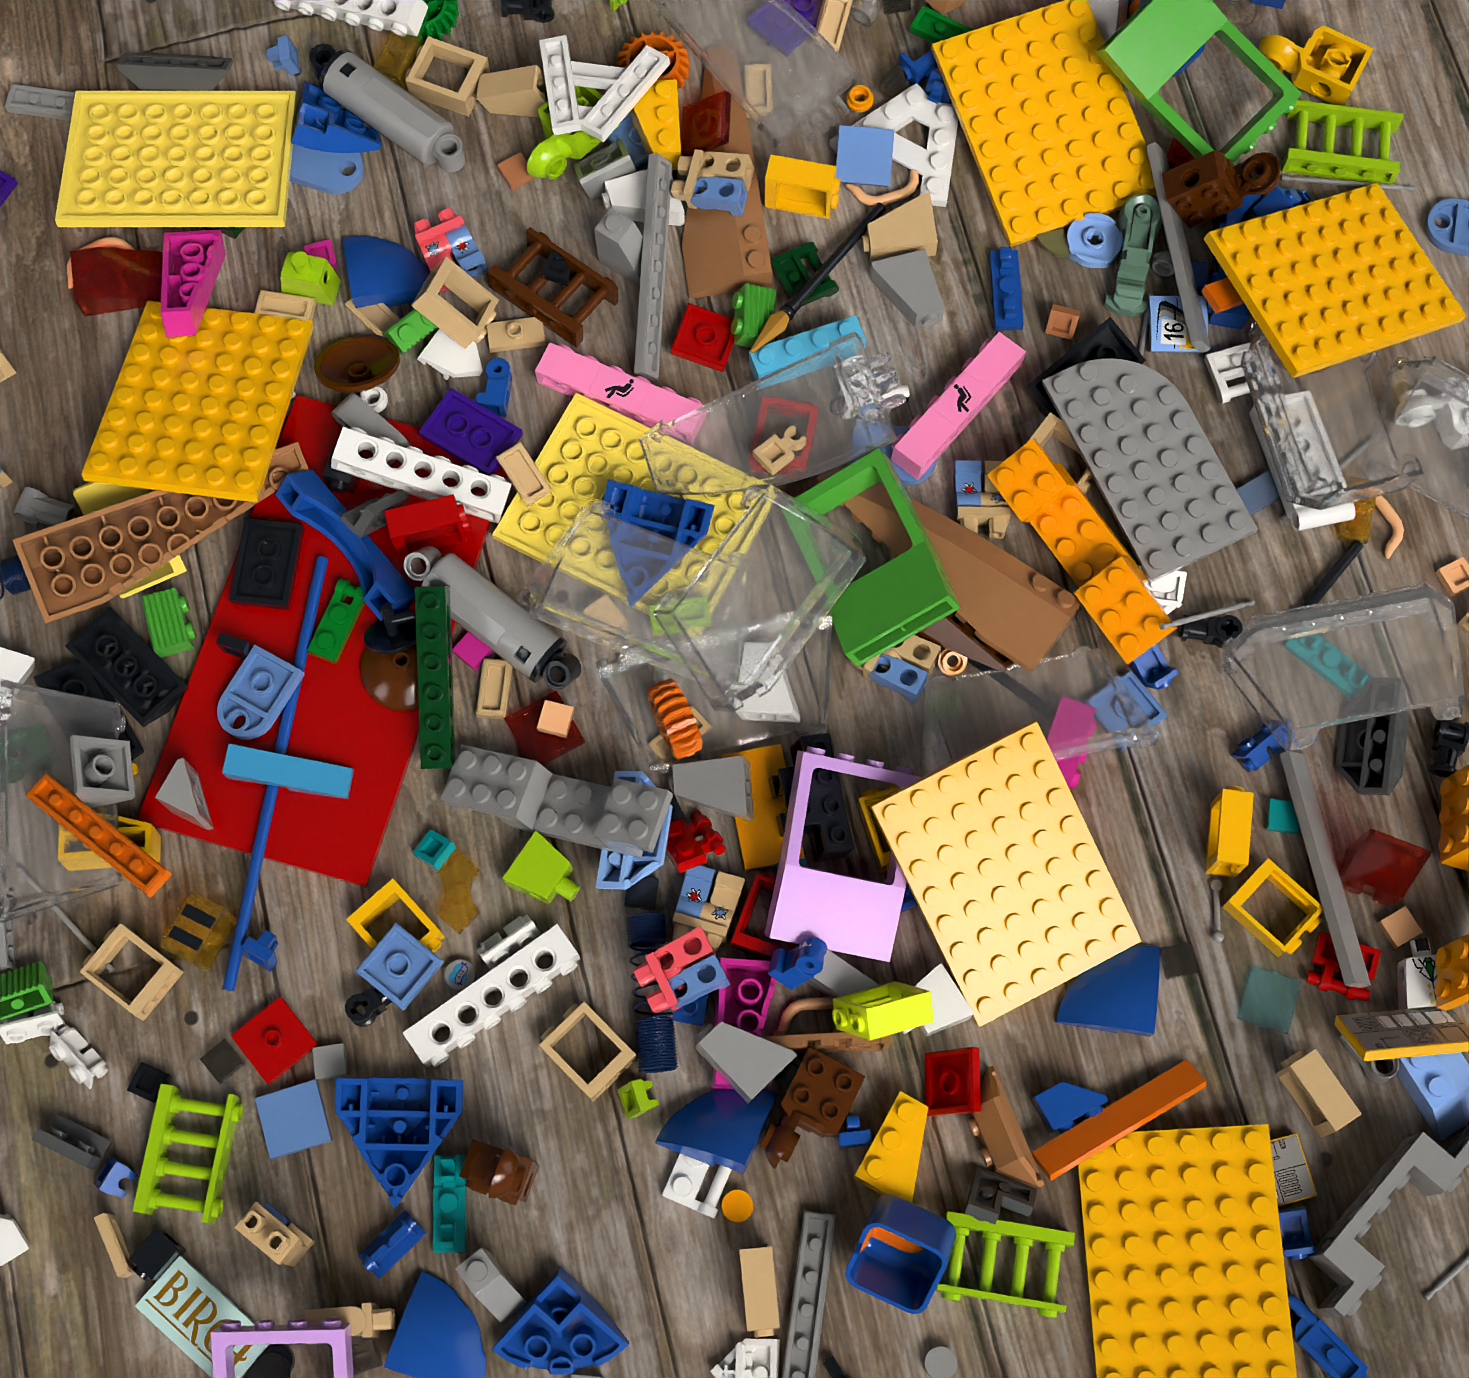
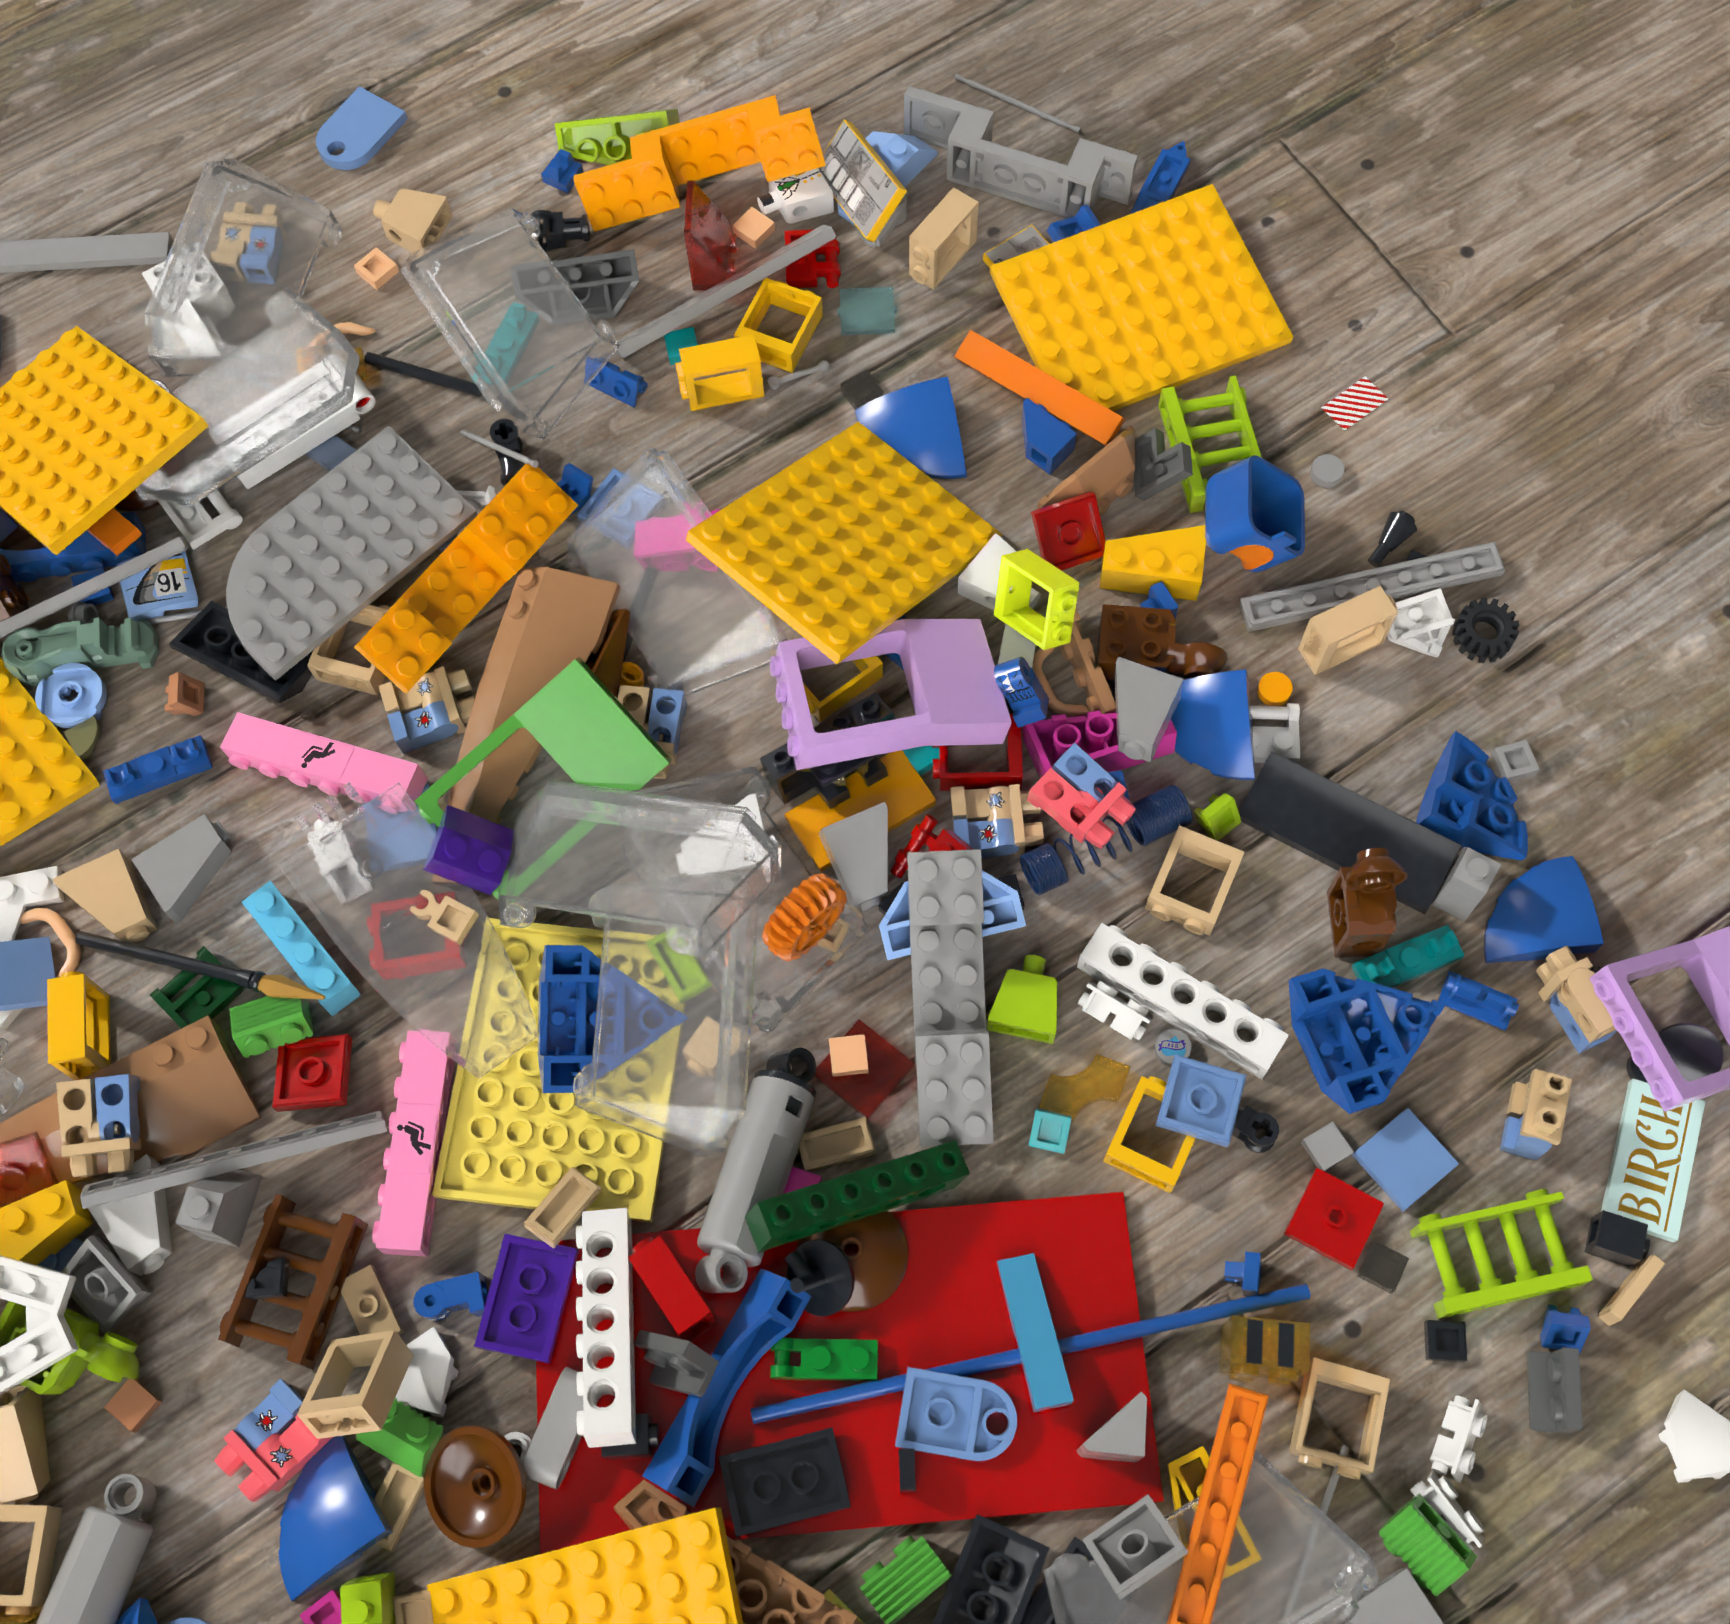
camera: 110 degrees left, 5 degrees down
(578, 1204) = (1338, 824): none -> black arch
(824, 480) = (470, 850): none -> dark purple slope

